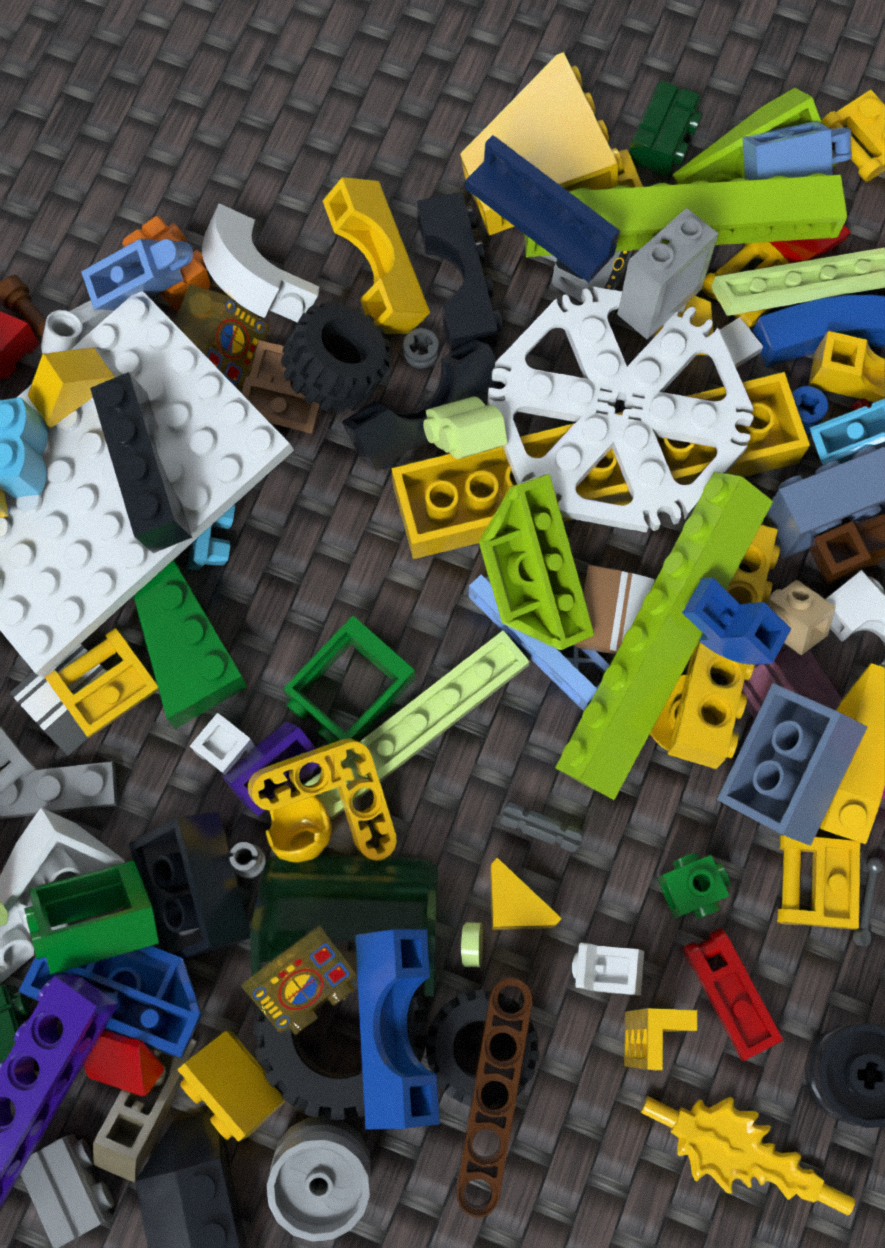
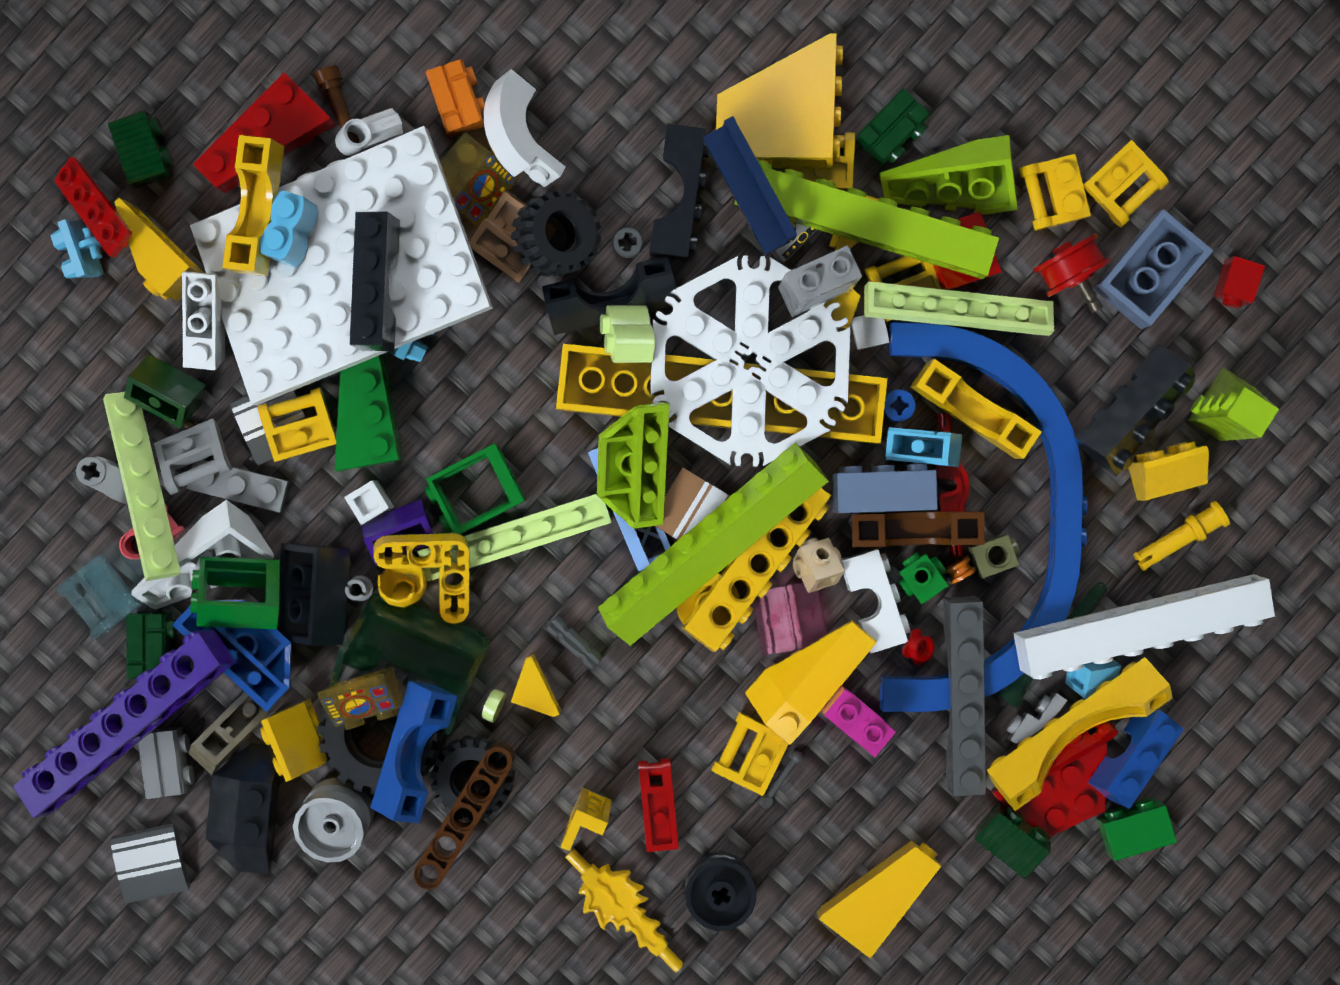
camera: 25 degrees right, 15 degrees up
(65, 382) = (345, 188): yellow slope -> none
(123, 1063) = (228, 699): red slope -> none
(136, 268) = (425, 112): medium blue brick -> none
(364, 218) = (622, 117): yellow arch -> none
(608, 969) = (580, 757): white bracket -> none
(682, 895) = (661, 738): green brick -> none
(735, 630) = (759, 564): blue brick -> none
(792, 764) = (760, 672): sand blue brick -> none
(795, 151) = (980, 197): medium blue brick -> none

